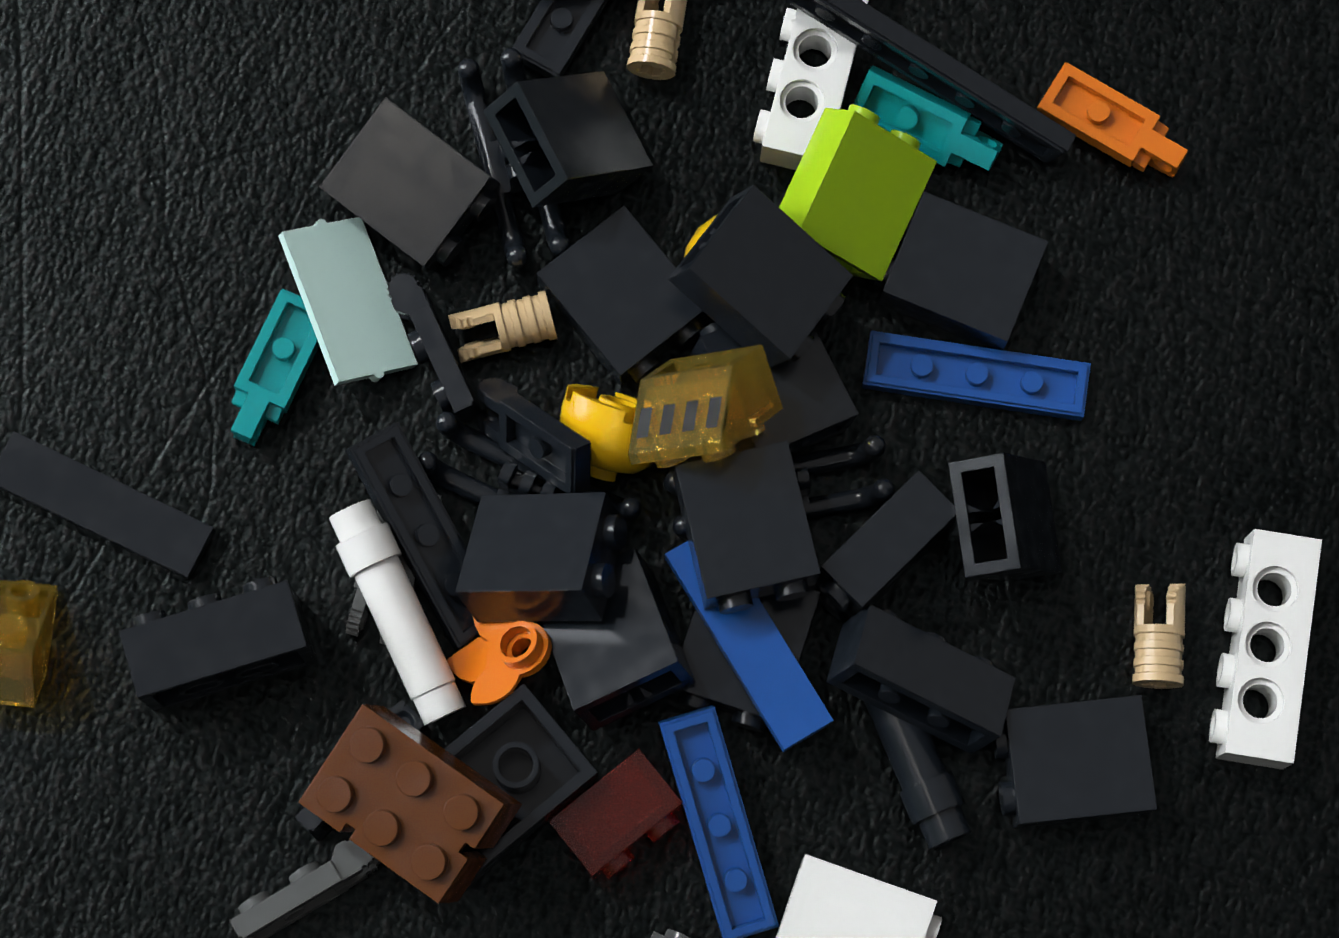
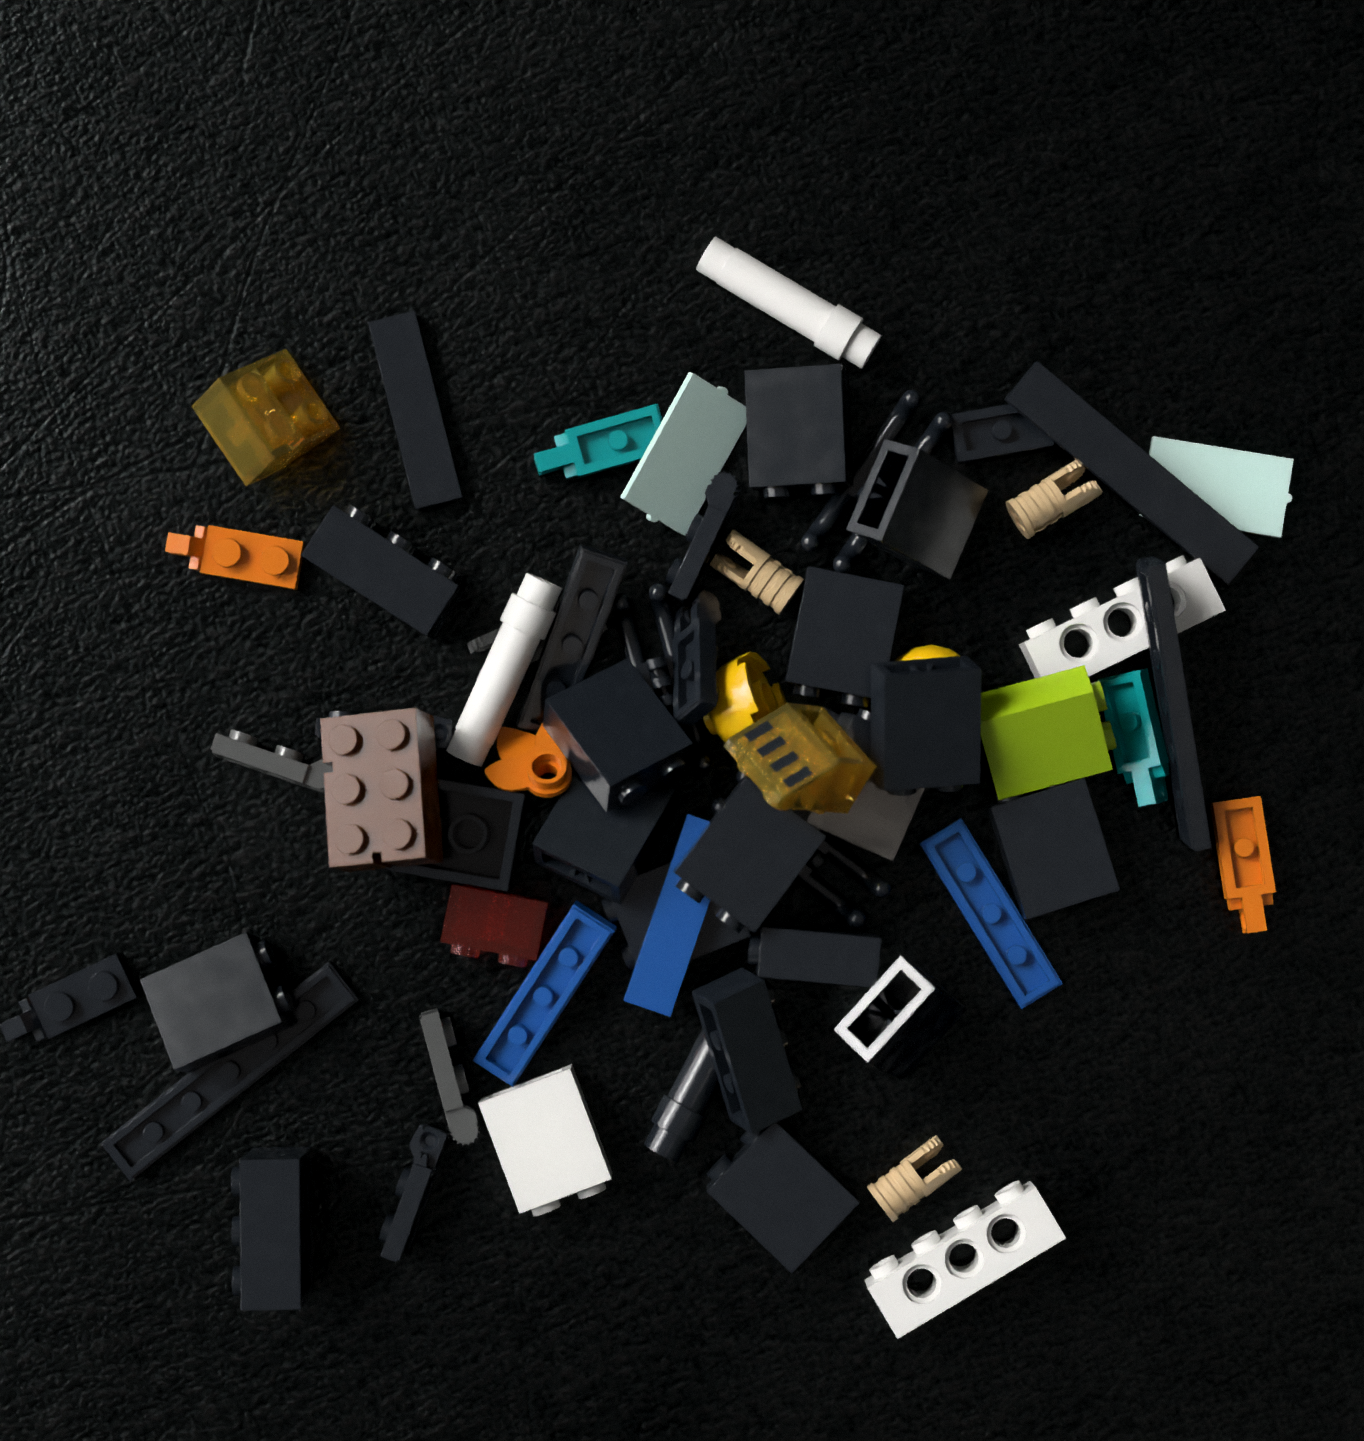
camera: 55 degrees right, 10 degrees up
(90, 769) = (241, 555): none -> orange hinge
(348, 88) = (829, 326): none -> white piece

